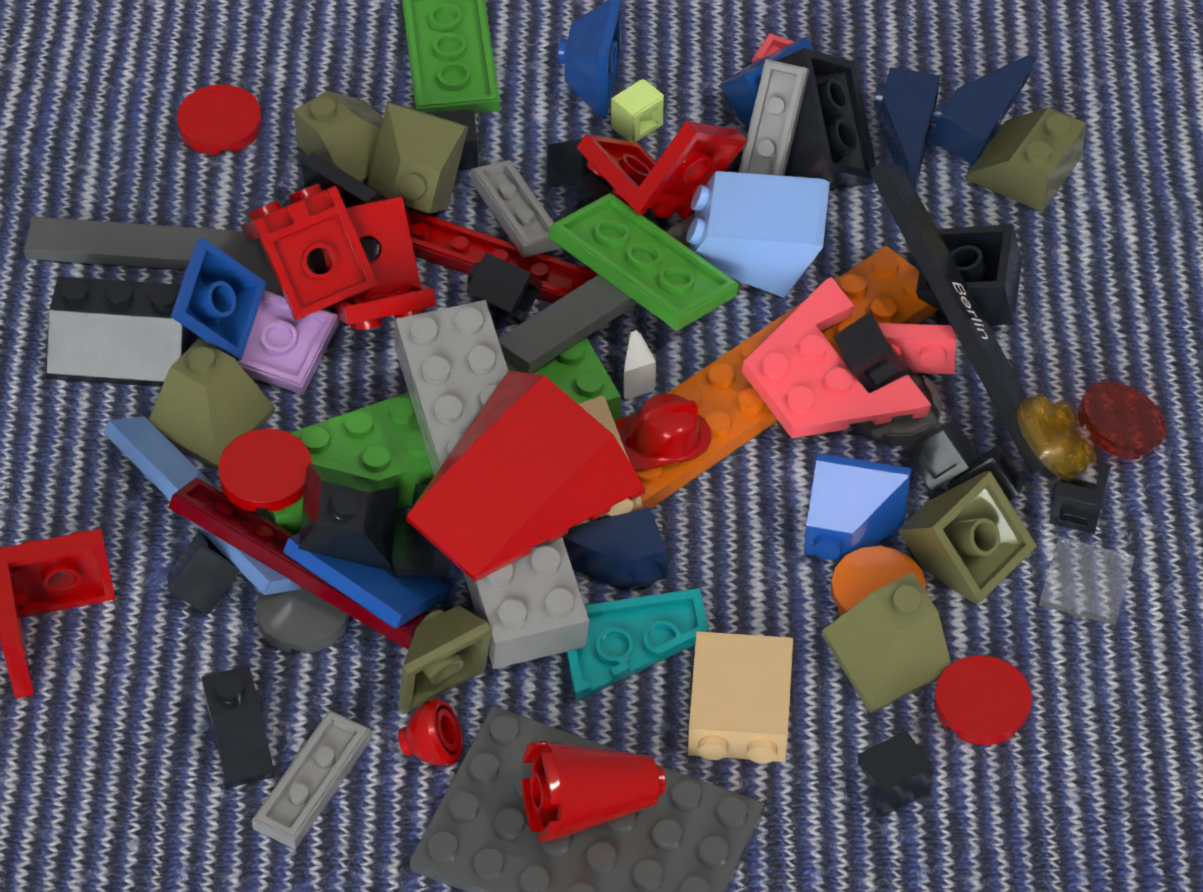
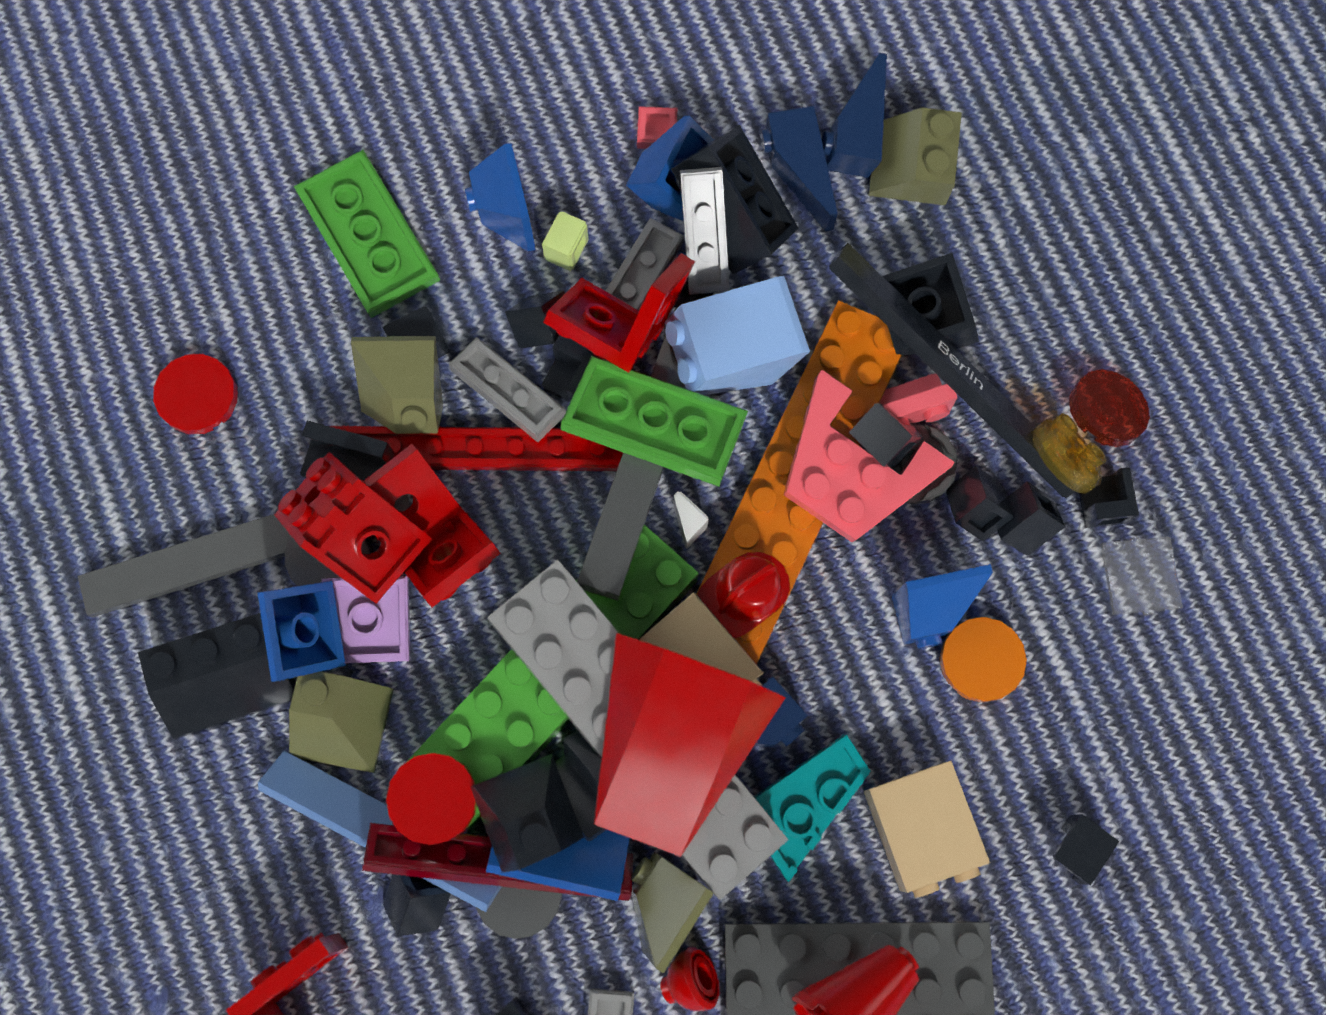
camera: 25 degrees left, 25 degrees up
(340, 132) = (318, 371): olive slope -> none
(503, 286) = (537, 485): black brick -> none
(890, 643) = (1021, 720): olive slope -> none
(969, 537) = (1037, 583): olive slope -> none
(982, 699) = (1113, 735): red tile -> none

